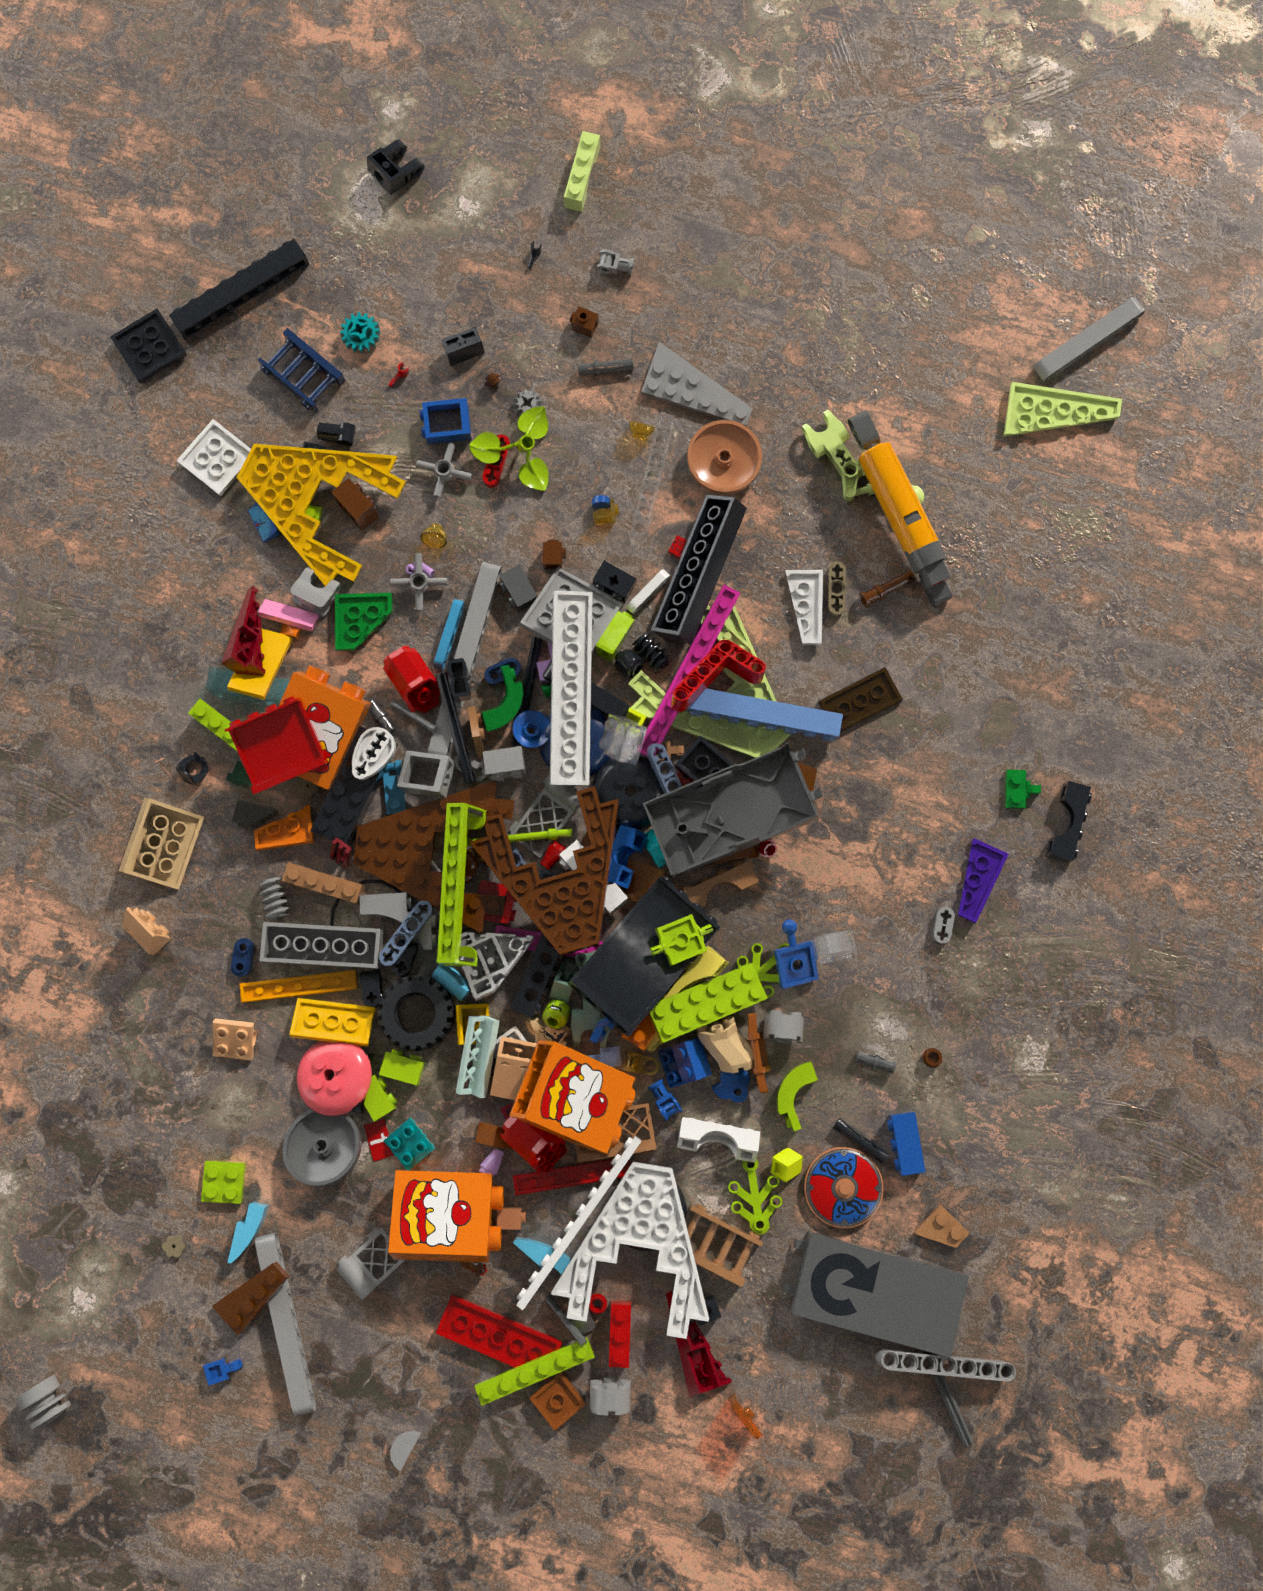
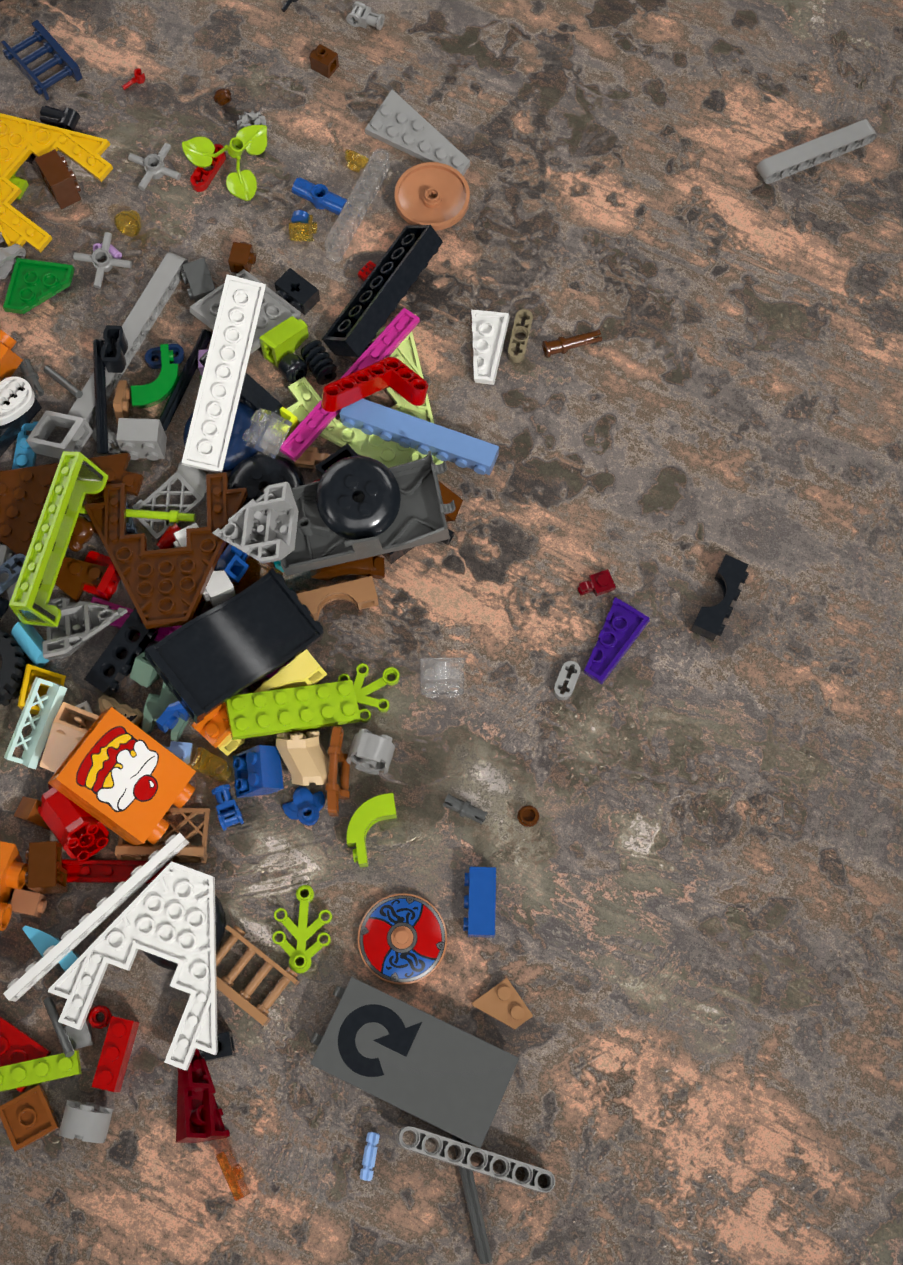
camera: 10 degrees right, 10 degrees down
(360, 324) = (106, 37): teal gear -> none
(412, 679) = (70, 345): red brick -> none
(446, 436) = (169, 110): blue window -> none
(448, 634) = (122, 307): dark azure beam -> none
(463, 346) = (201, 63): black hinge -> none
(492, 1162) = (23, 839): lavender cone -> none
(523, 1188) = (45, 868): none -> reddish brown brick
(528, 720) = (176, 405): blue dish -> none
(556, 1014) = (132, 696): lime head -> none
(583, 368) = (334, 103): dark grey pin -> none
(603, 470) = (318, 195): none -> blue piece
(648, 591) = (328, 306): white beam -> none
(648, 842) = (264, 526): none -> light grey wedge
(671, 775) = (300, 480): sand blue beam -> none
(681, 940) = (277, 635): lime plate -> none
(710, 792) = (352, 518): none -> black brick
(742, 1142) = (253, 848): white arch -> none
(767, 848) = (400, 569): red plate -> none
(786, 1164) = (344, 901): neon yellow panel -> none
(787, 955) = (389, 678): blue plate -> none
(831, 443) = (542, 201): yellowish green piece -> none
(853, 1377) = (369, 1156): none -> light blue axle
(860, 1140) = (431, 890): black pin -> none
(863, 698) = (527, 443): dark brown tile -> none
(902, 509) = (599, 268): piece -> none
(956, 826) = (598, 582): none -> dark red plate
(1018, 789) = (673, 558): green hinge -> none
(1046, 408) = (761, 205): yellowish green wing -> none

